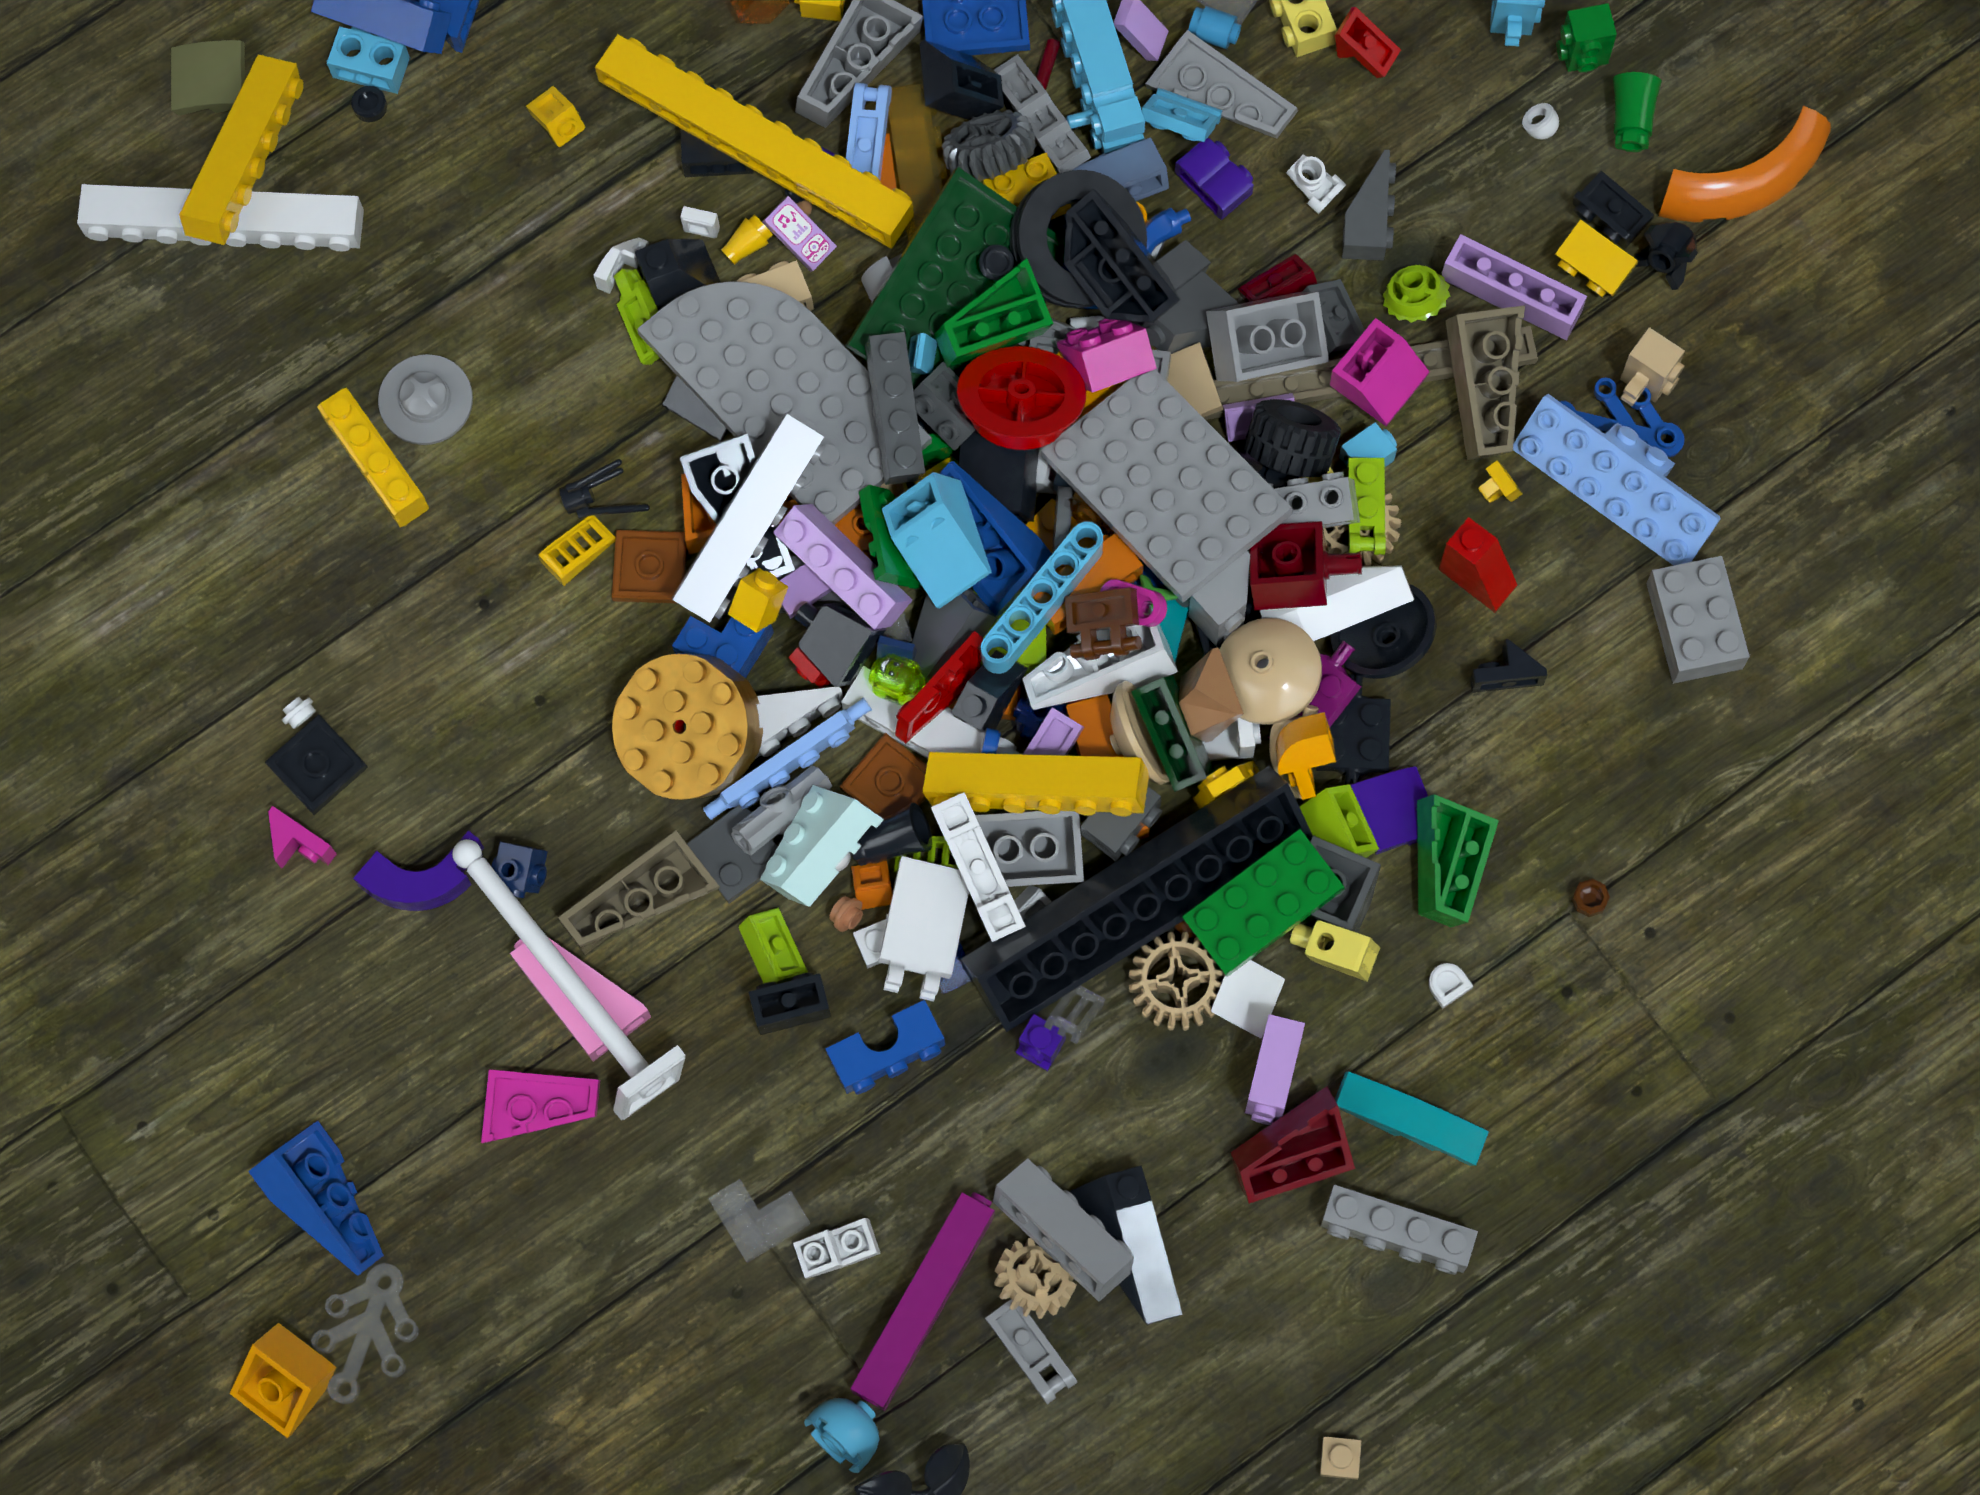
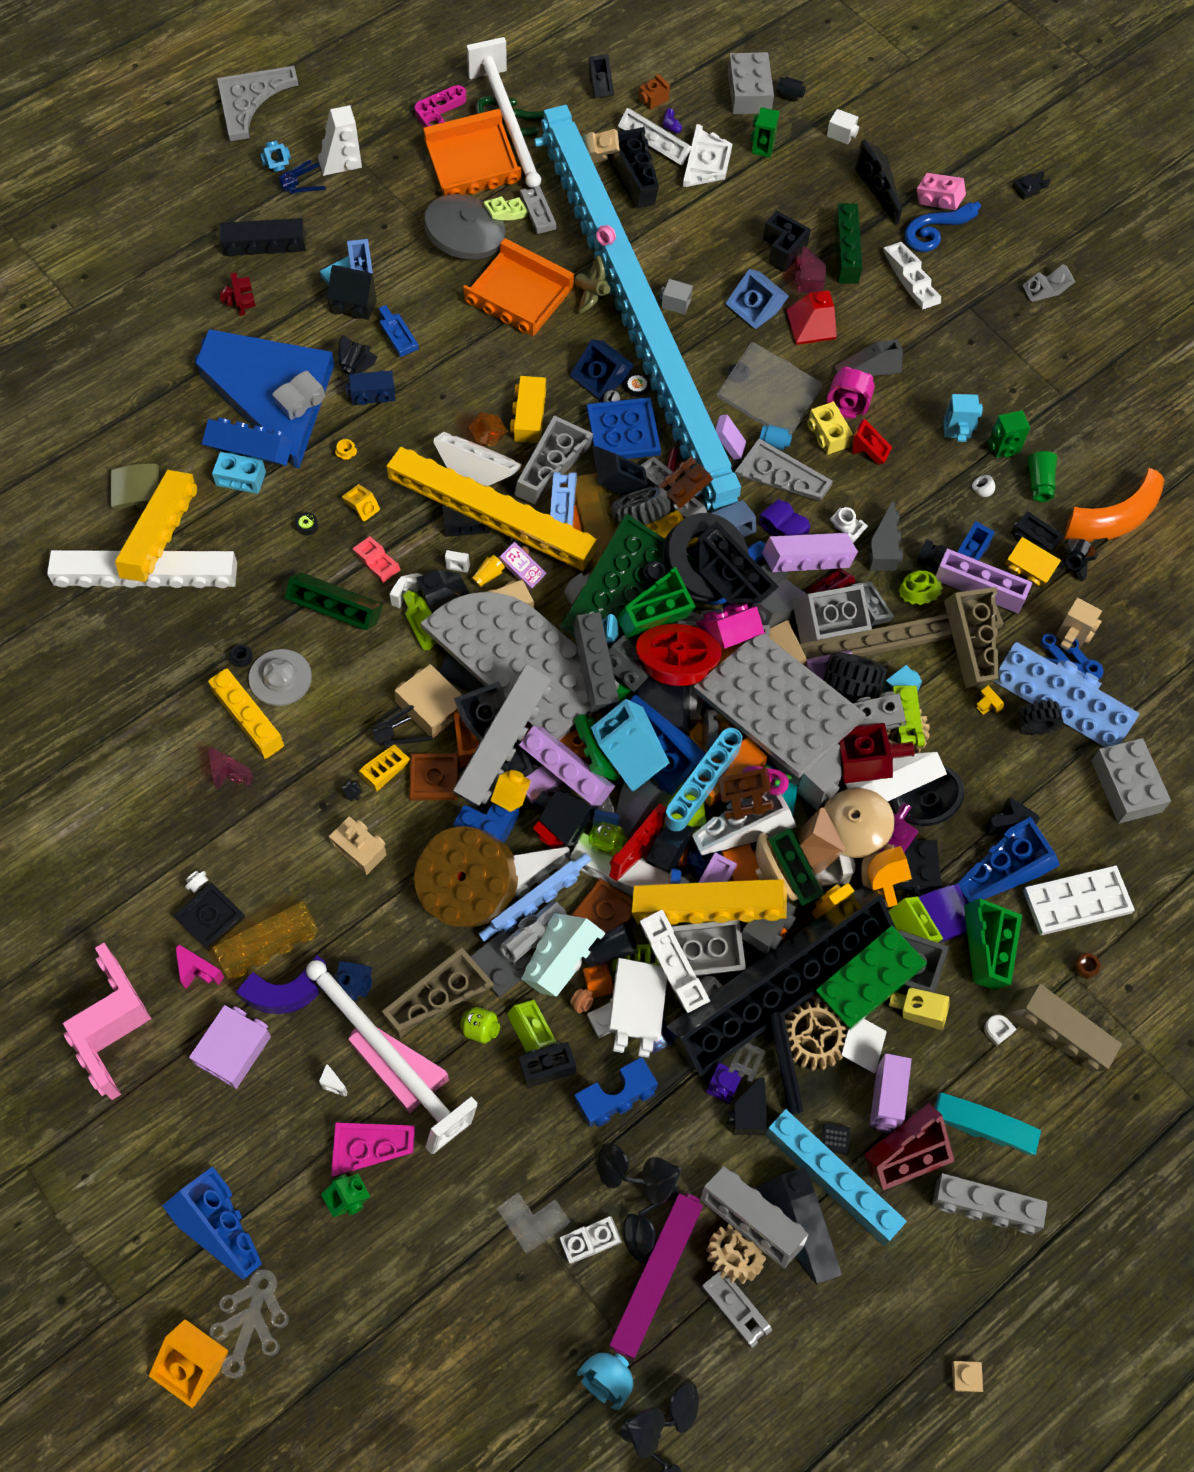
camera: 10 degrees left, 10 degrees down
(170, 913) = (105, 1023): none -> bright pink bracket
(338, 538) = (224, 766): none -> clear pink slope
(345, 954) = (230, 1046): none -> lavender brick
(363, 355) = (239, 650): none -> black plate
(369, 104) = (240, 499): black tile -> none
(396, 803) = (265, 940): none -> clear yellow brick
(471, 148) = (306, 523): none -> tile
(484, 1013) = (332, 1083): none -> white slope
(503, 1163) = (345, 1195): none -> green brick
(508, 282) = (333, 601): none -> dark green brick
(527, 582) = (352, 789): none -> black plate
(531, 17) = (343, 445): none -> yellow plate
(533, 667) = (358, 845): none -> tan brick
(576, 212) = (376, 559): none -> coral slope
(648, 445) = (431, 700): none -> tan brick
(698, 942) = (480, 1025): none -> lime head
(736, 51) = (474, 460): none -> white wedge
(932, 1183) = (660, 1186): none -> black plant
(1064, 115) = (689, 485): none -> reddish brown plate
(1073, 1083) = (749, 1111): none -> black slope
(1130, 1018) = (786, 1063): none -> black axle
(1181, 115) = (761, 487): medium azure plate -> none
(1184, 1181) = (835, 1177): none -> medium azure brick
(1192, 1128) = (836, 1138): none -> black tile
(1245, 231) = (809, 552): none -> lavender brick
(1379, 372) = (905, 633): dark pink slope -> none
(1440, 234) = (932, 553): none -> black wheel
(1478, 565) = (984, 750): red slope -> none
(1502, 736) = (1015, 860): none -> blue wedge
(1509, 224) = (976, 541): none -> blue slope
(1539, 988) = (1063, 1027): none -> dark tan wedge
(1570, 514) = (1040, 717): none -> black tyre
(1592, 799) = (1078, 900): none -> white plate

